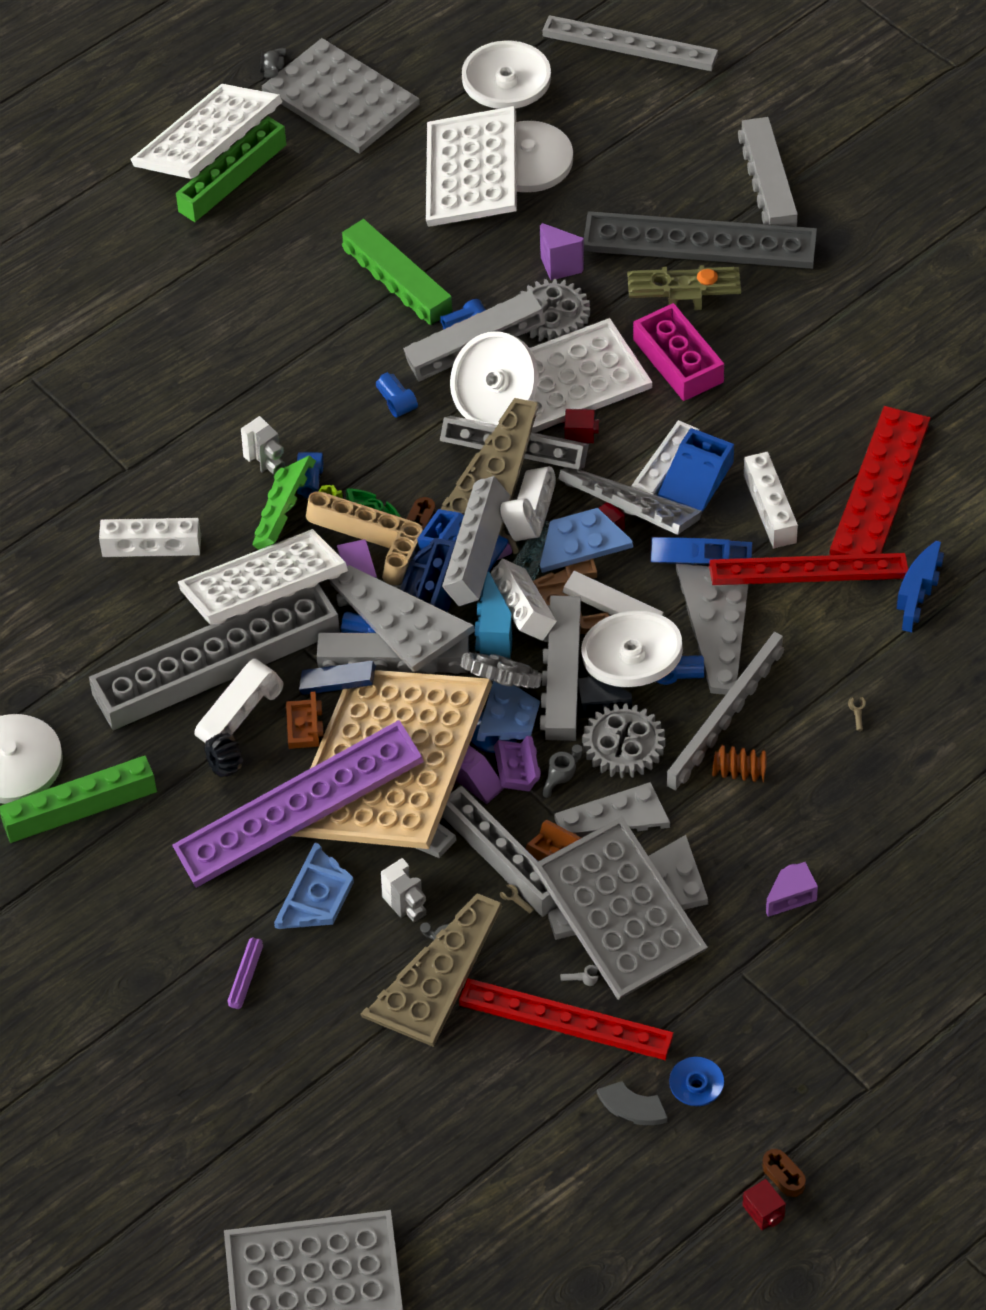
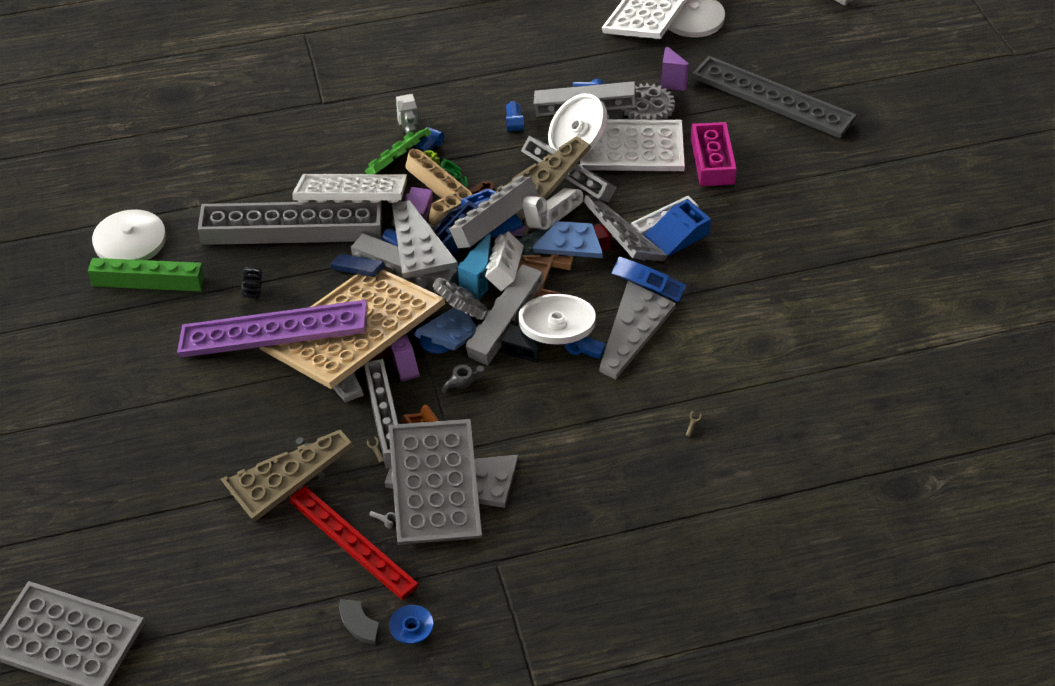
camera: 25 degrees right, 5 degrees down
(150, 537) = (304, 142): white brick -> none
(239, 700) = (287, 252): white beam -> none
(245, 973) = (169, 422): medium lavender axle -> none
(303, 722) = (318, 284): dark orange bracket -> none
(315, 893) = (248, 391): medium blue wing -> none
(396, 272) = (563, 49): bright green brick -> none
(401, 892) = (301, 410): light grey hips -> none
(517, 764) = (434, 363): medium lavender bracket -> none
(581, 425) = (619, 175): dark red brick -> none
(603, 596) = (563, 281): white tile -> none
(636, 805) = (488, 422): light grey wing -> none
(645, 746) = (516, 377): light grey gear -> none
(684, 283) = (743, 116): olive piece -> none
(723, 713) = (598, 385): light grey plate -> none
(739, 764) = (584, 423): dark orange piece -> none
(767, 173) = (843, 72): light grey brick -> none
(770, 500) = (717, 265): white brick -> none
(791, 889) = (565, 521): medium lavender slope -> none
(808, 569) = (716, 316): red plate -> none
(880, 483) = (801, 285): red plate -> none
(918, 582) = (789, 353): blue slope -> none

